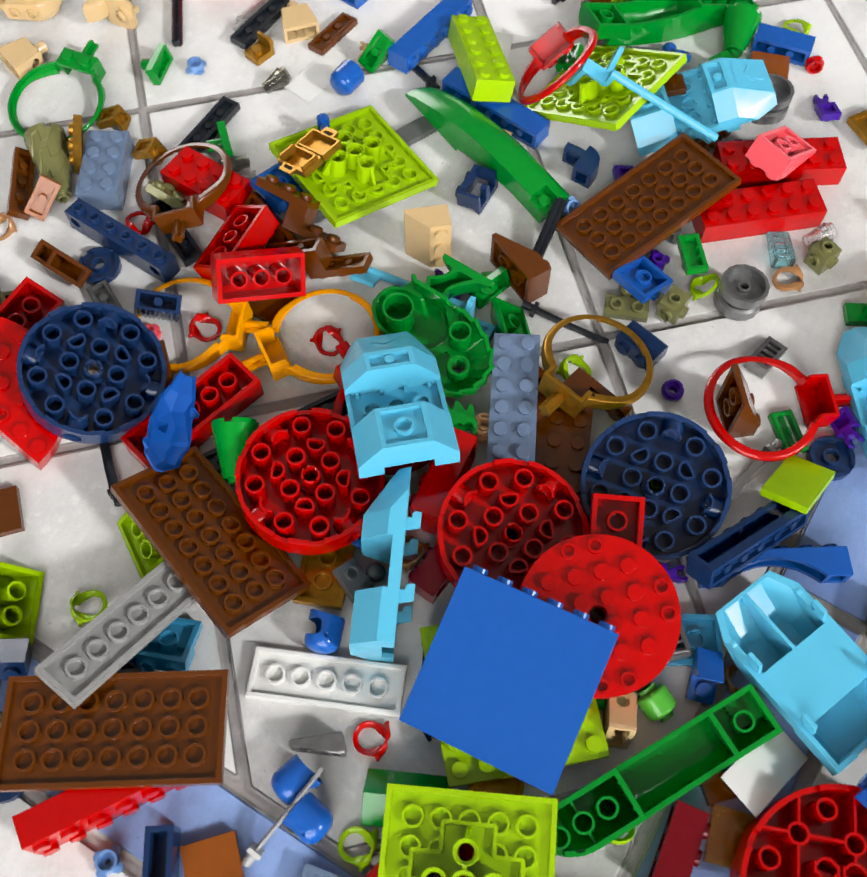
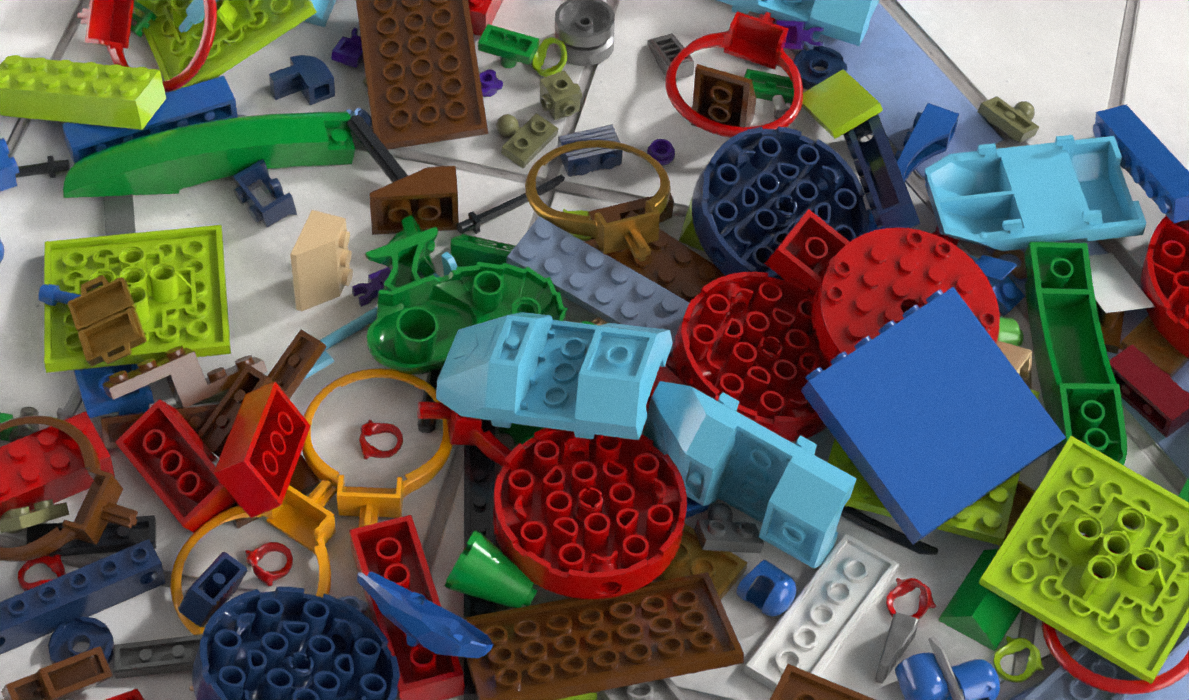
camera: 65 degrees left, 10 degrees down
(642, 279) = (511, 103): blue plate -> none

